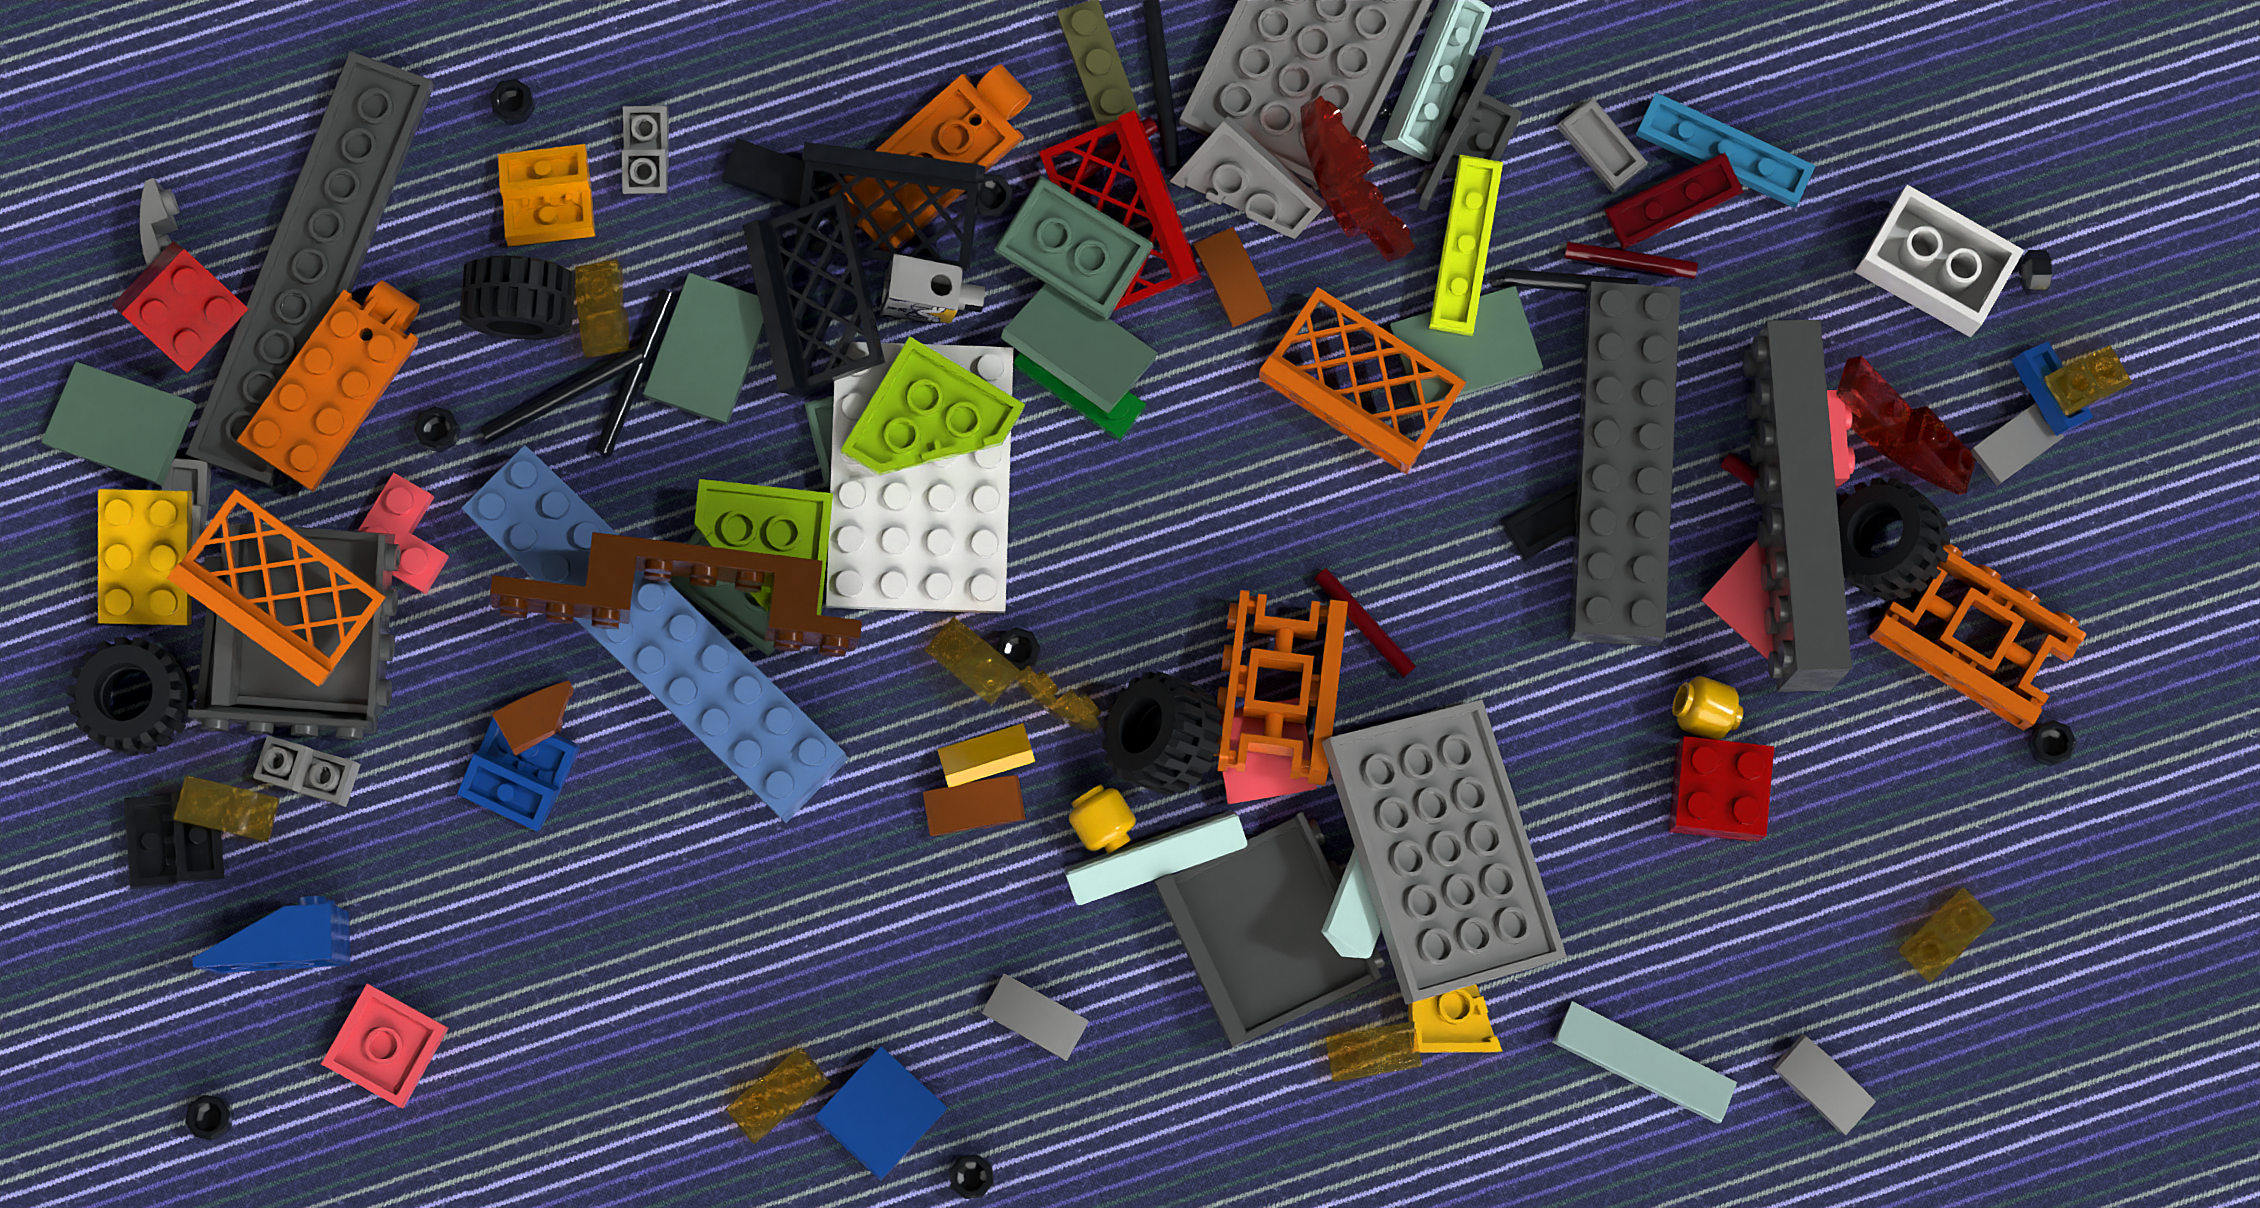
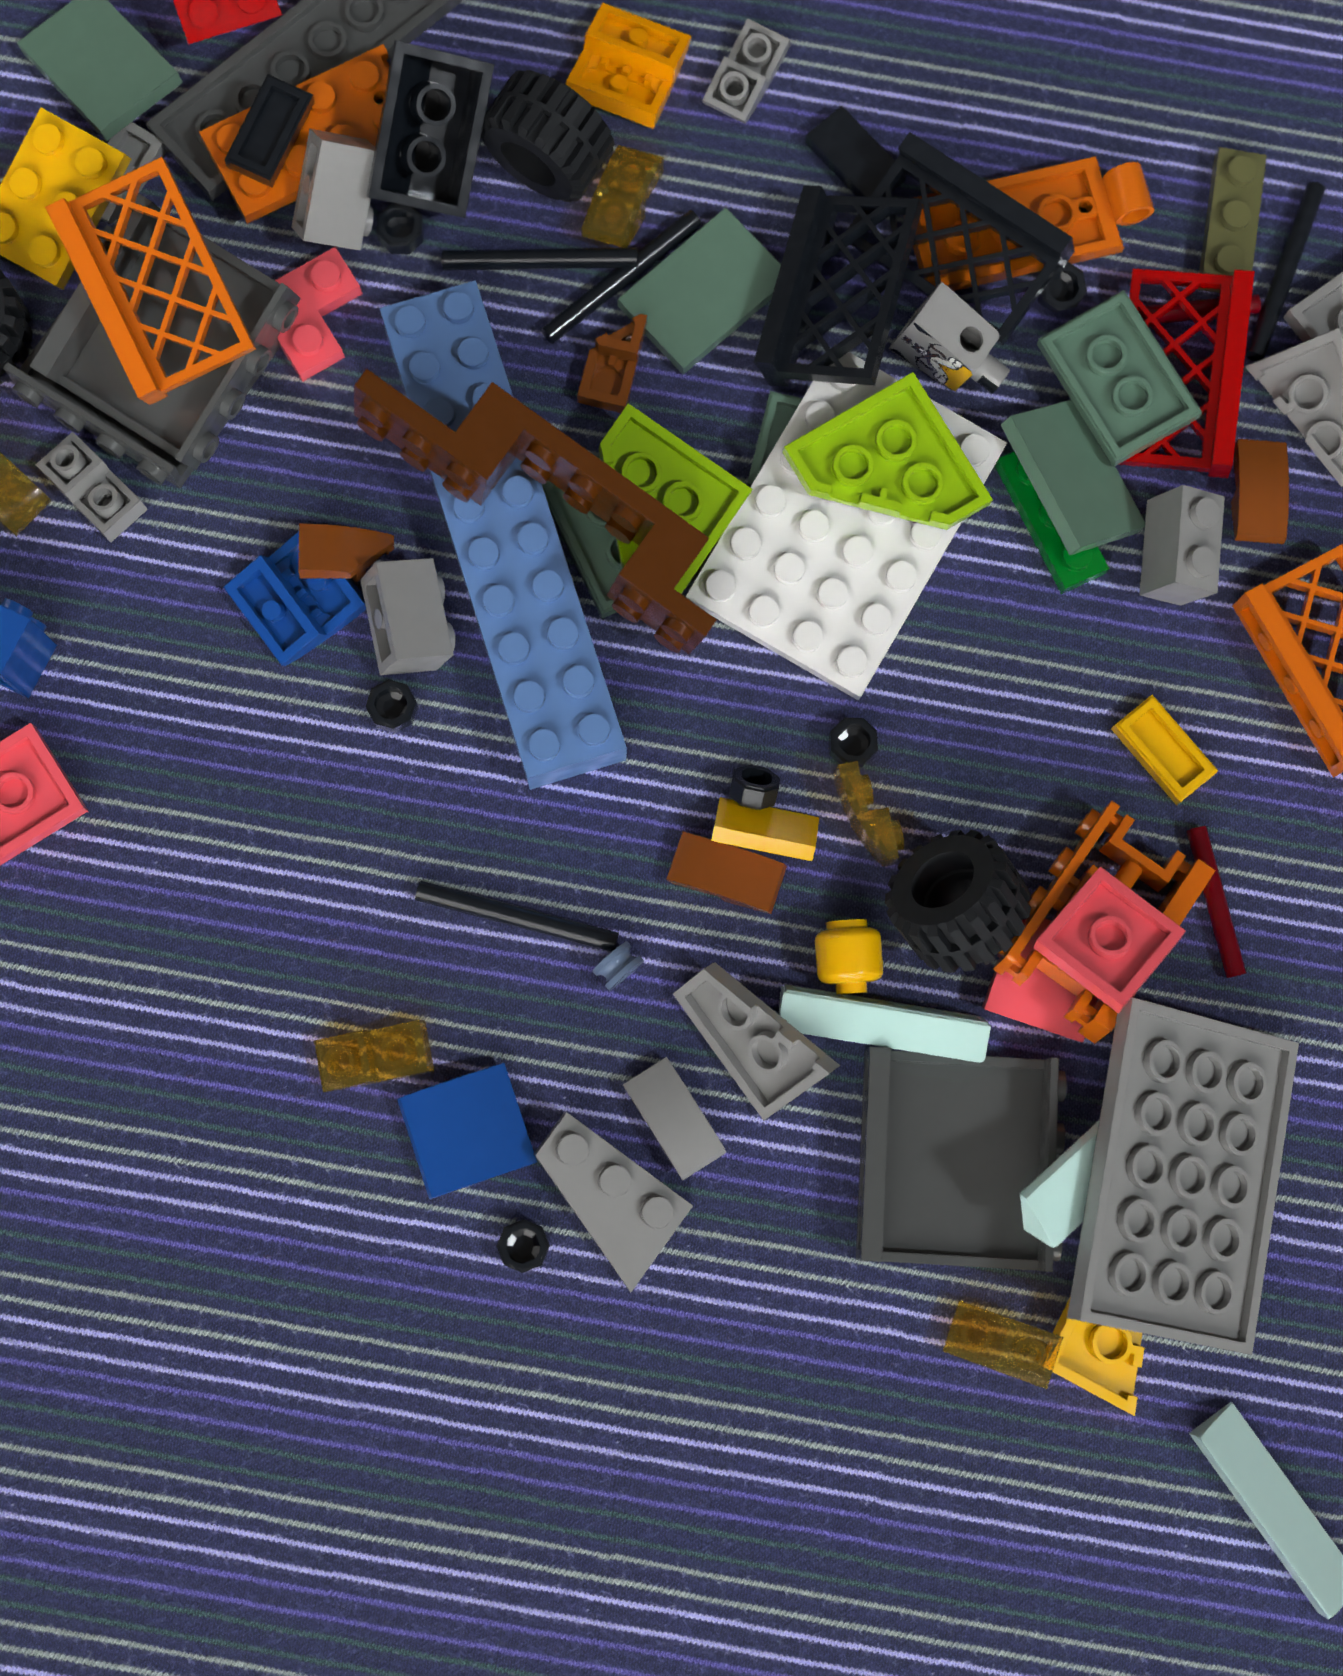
camera: 20 degrees right, 0 degrees up
(295, 412) = (269, 130): none -> black tile
(373, 430) = (333, 190): none -> light grey brick
(425, 344) = (429, 129): none -> black slope
(616, 740) = (407, 616): none -> light grey brick
(642, 816) = (391, 706): none -> black tile
(668, 451) = (612, 367): none -> dark orange slope
(829, 928) = (516, 916): none -> black bar
(928, 923) = (618, 965): none -> sand blue bush
(960, 727) = (754, 787): none -> black tile
(972, 661) = (802, 728): clear yellow slope -> none
(1021, 1102) = (613, 1197): none -> light grey wing
(1063, 925) = (752, 1041): none -> light grey wing
(1192, 357) = (1182, 545): none -> light grey brick
(1263, 524) = (1164, 749): none -> yellow tile
(1290, 702) = (1109, 939): none -> coral plate

